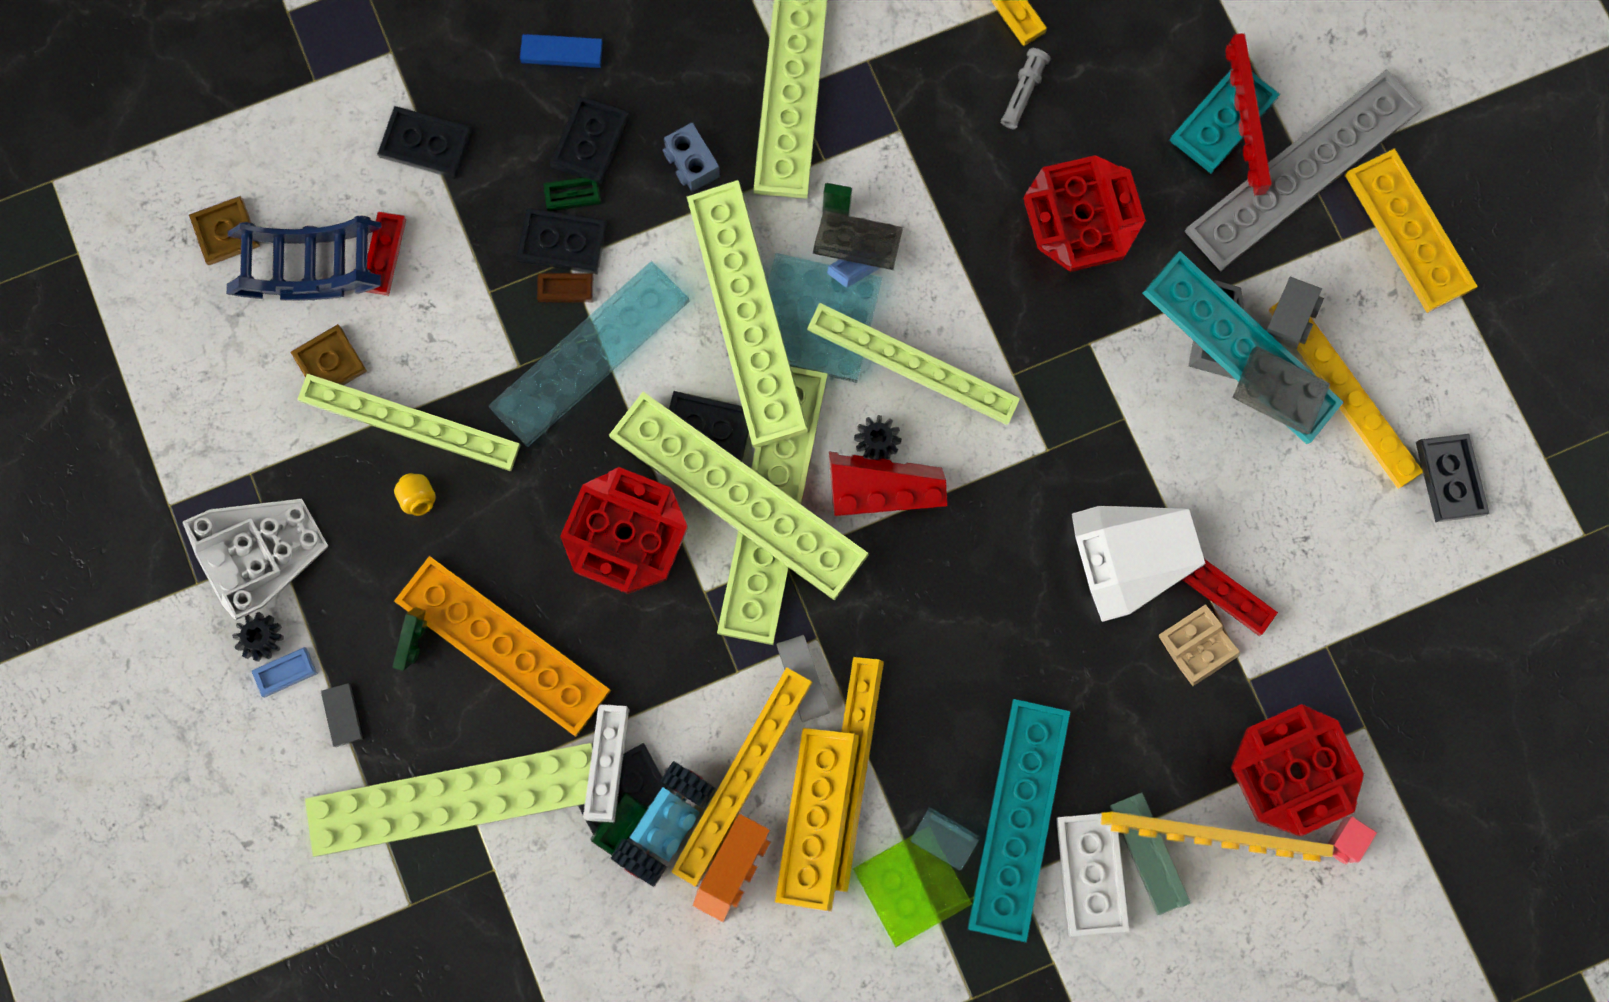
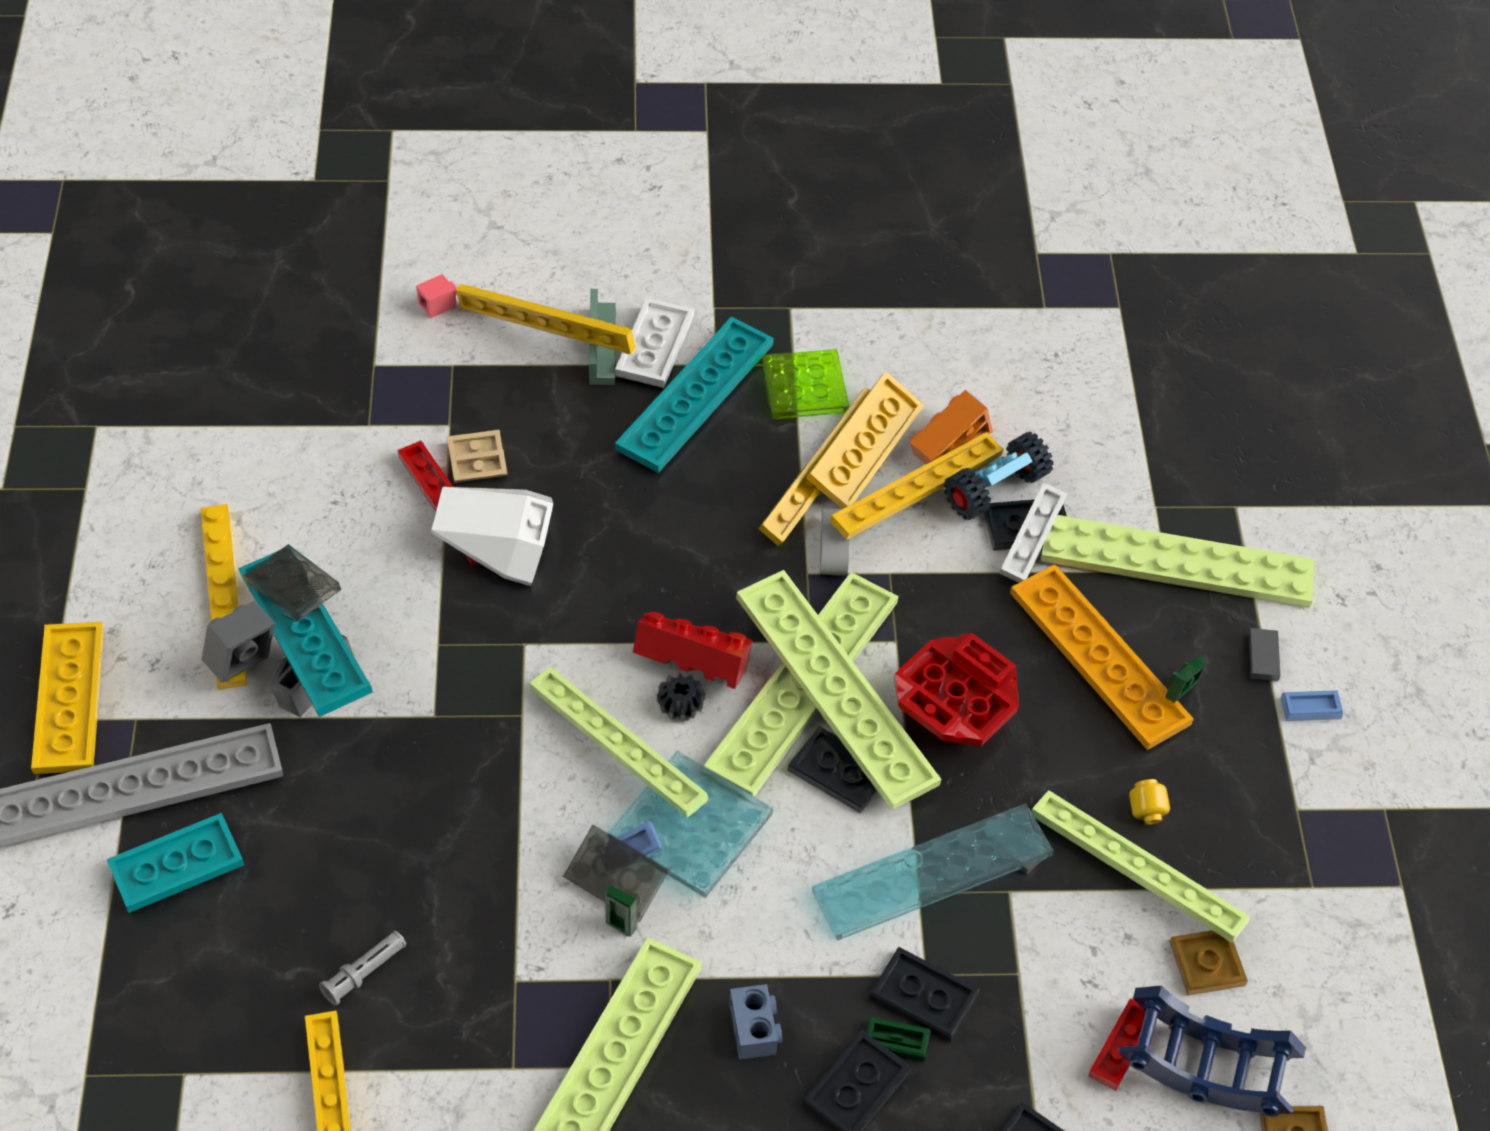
camera: 160 degrees left, 25 degrees down
(250, 645) = (1331, 735): black gear -> none
(254, 550) = (1319, 802): white wedge -> none
(565, 287) = (936, 946): reddish brown tile -> none
(627, 817) = (1024, 496): dark green tile -> none
(747, 315) = (760, 846): yellowish green plate -> none
(945, 838) = (762, 398): clear light blue panel -> none
(1091, 187) = (370, 785): red piece -> none
(1250, 122) = (152, 846): red plate -> none
(1327, 764) = (453, 336): red piece -> none
(1452, 477) = (179, 495): black tile -> none

